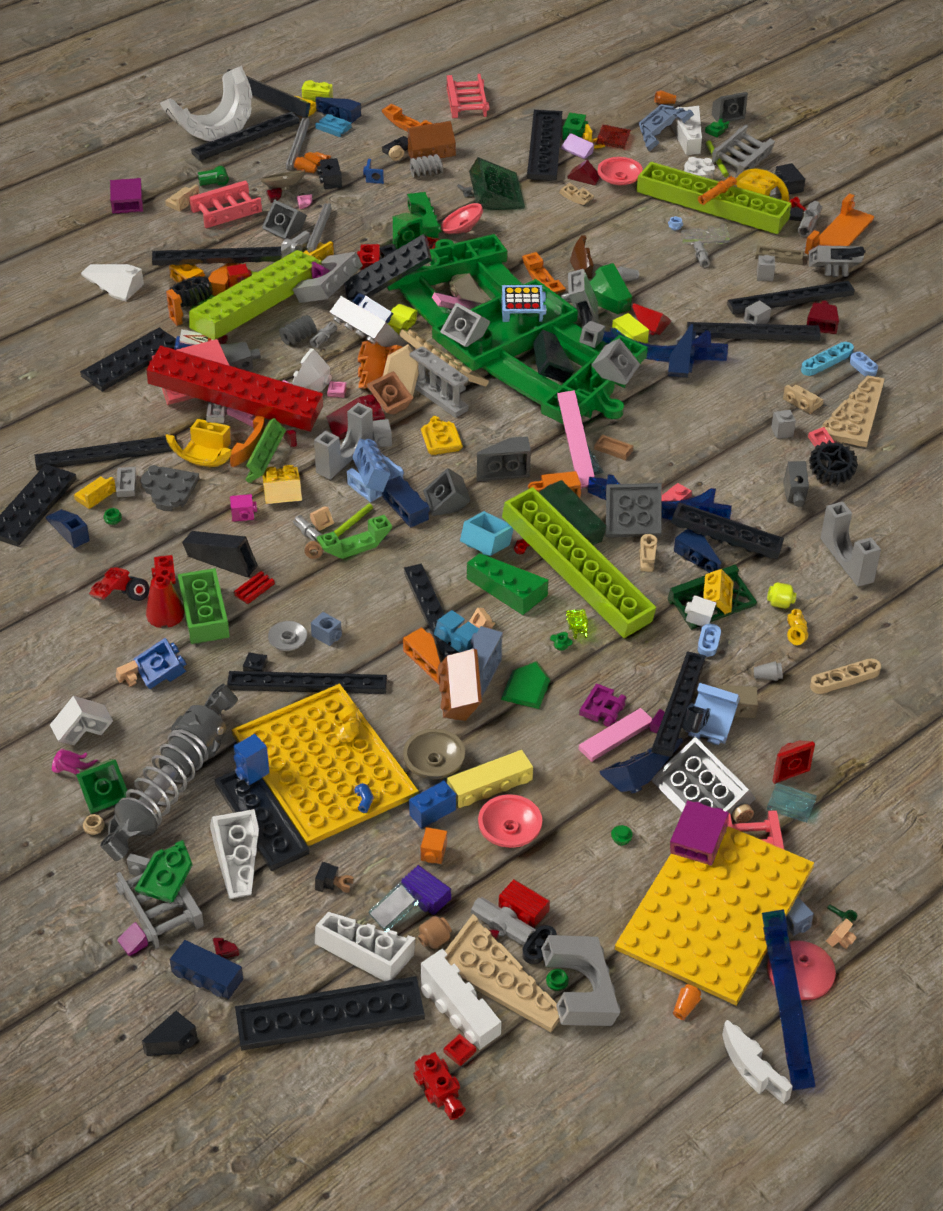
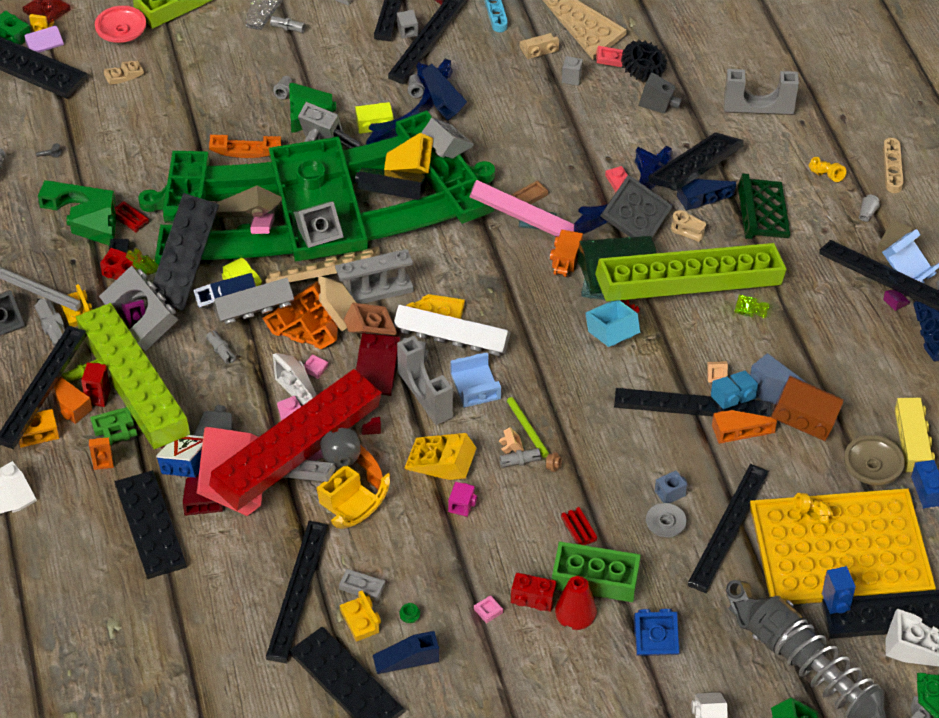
camera: 65 degrees left, 5 degrees up
(118, 579) = (525, 638): red plate -> none
(127, 672) = (655, 663): light nougat tile -> none
(140, 560) = (488, 609): none -> bright pink tile
(169, 486) = (387, 551): dark grey plate -> none
(193, 290) = (67, 436): black gear -> none
(222, 551) = (521, 535): black slope -> none
(240, 416) = (341, 447): none -> dark grey cylinder
(255, 662) = (684, 559): black plate -> none
(265, 450) = (392, 450): bright green fence -> none
(297, 330) = (205, 363): dark grey piece -> none
(367, 797) = (907, 525): blue arm -> none
(369, 258) = (142, 262): none -> clear neon green plate
(371, 465) = (500, 374): medium blue brick -> none
(377, 530) = (558, 419): bright green slope -> none
(405, 501) = (524, 369): dark blue brick -> none
(418, 445) = (451, 329): none -> brick
(446, 493) = (531, 336): dark grey slope -> none
(462, 219) = (106, 165): coral dish -> none
(495, 186) = (67, 126): clear green slope -> none
(505, 460) = (518, 269): dark grey slope -> none
(507, 583) = (678, 335): green wedge -> none
(523, 300) = (309, 169): panel -> none
(527, 686) = (808, 368): green tile -> none
(561, 641) = (765, 326): green plate -> none
(581, 257) = (244, 107): reddish brown slope -> none
(582, 351) = (411, 156): none -> yellow slope
(584, 173) = (93, 53): dark red slope -> none
(592, 334) = (384, 139): light grey brick -> none
(596, 704) = (853, 330): magenta plate -> none
(615, 734) = (893, 334): bright pink tile -> none
(651, 319) = (368, 95): red slope -> none
(675, 223) = (226, 22): light blue plate -> none
(695, 718) = (916, 269): black piece -> none
(699, 611) = (785, 219): white brick -> none
(709, 640) = (813, 229): light blue plate -> none
(719, 589) = (768, 197): yellow bracket -> none
(781, 595) = (787, 162): neon yellow head -> none

